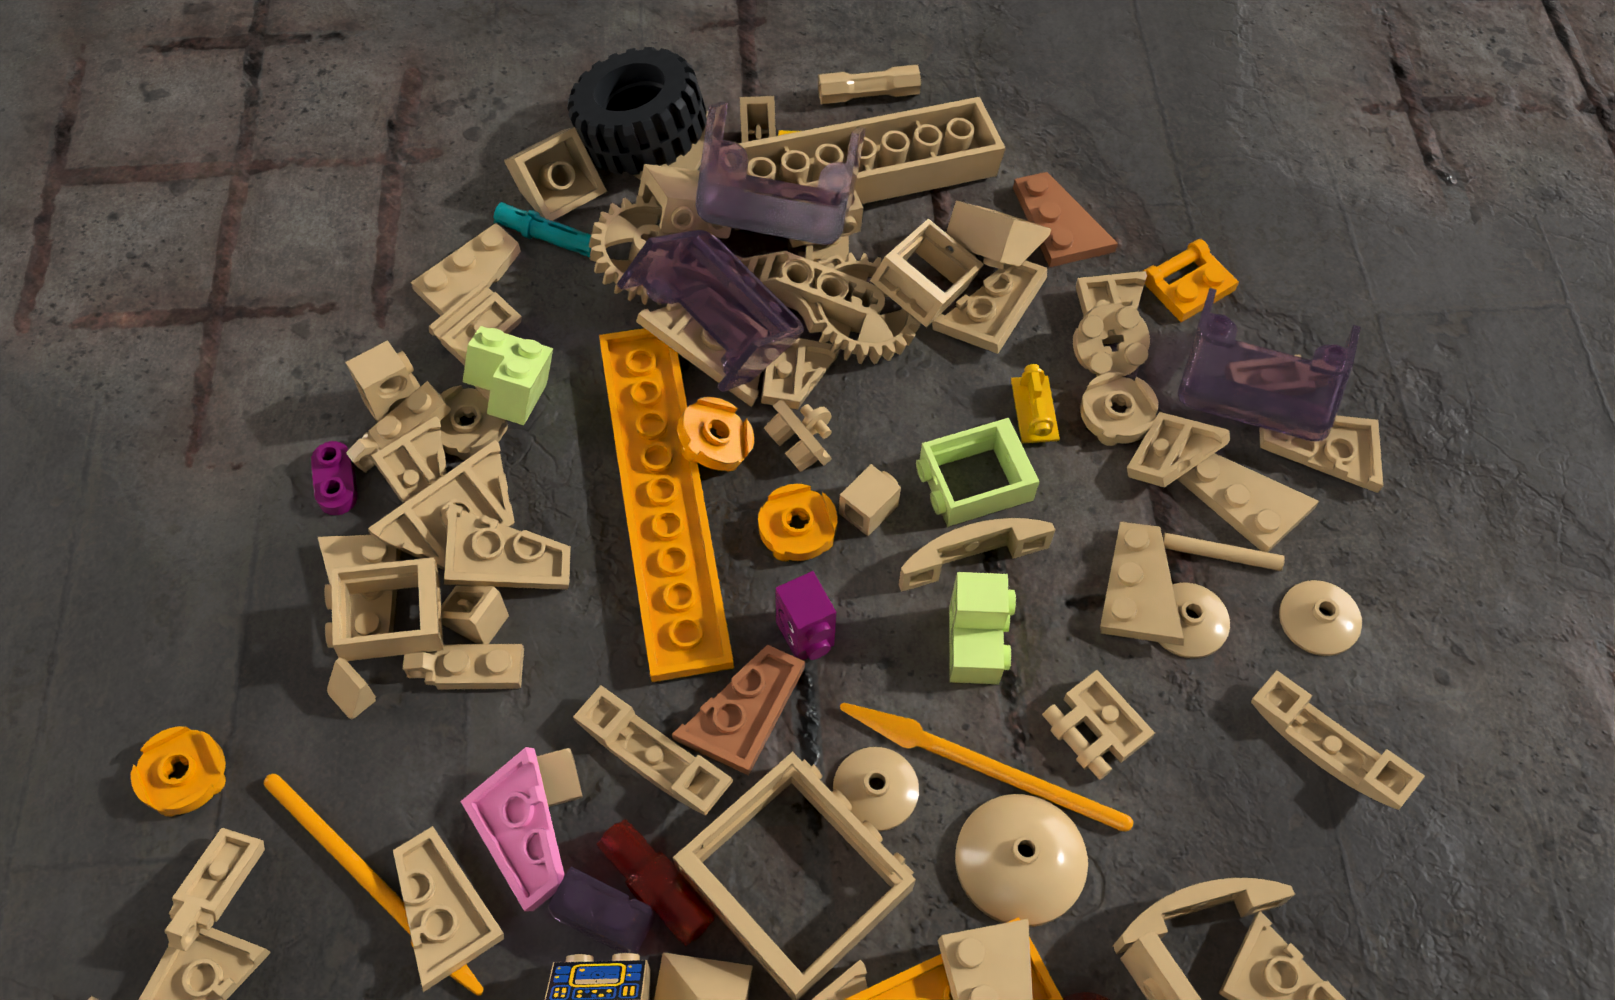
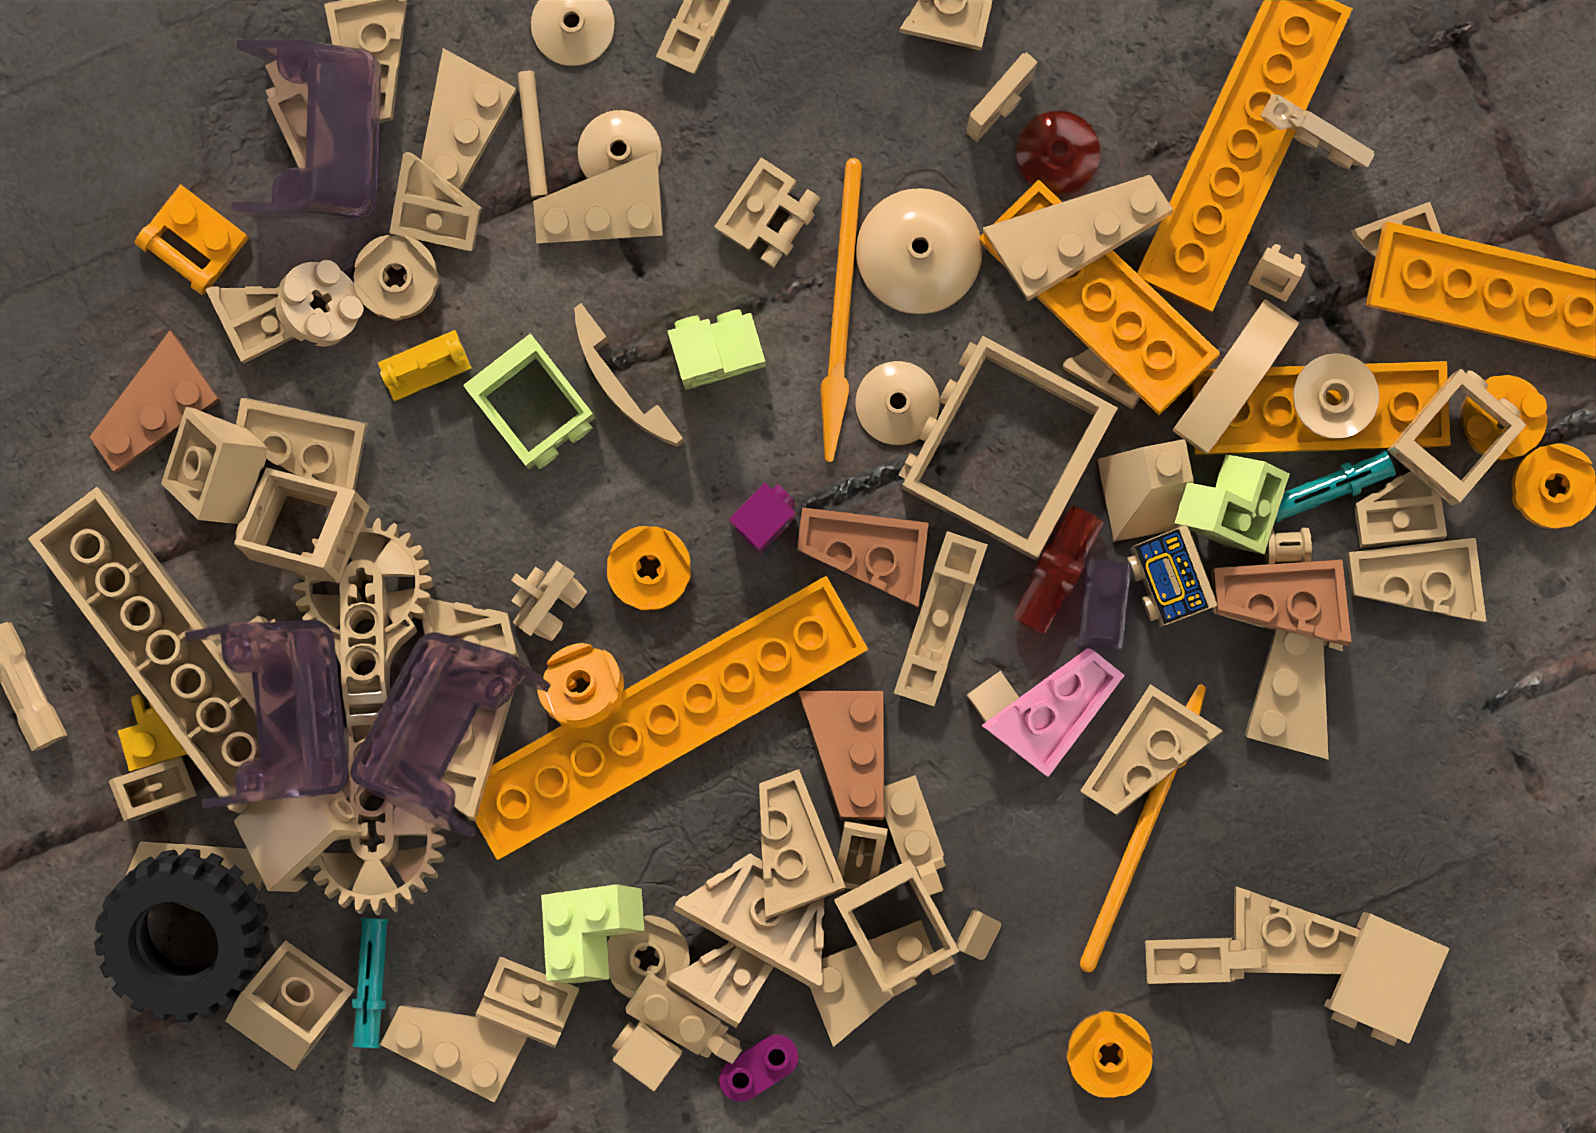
camera: 105 degrees left, 25 degrees up
(567, 633) = (851, 748): none -> nougat wing
(869, 499) = (598, 501): tan brick -> none
(1248, 894) = (946, 124): tan slope -> none

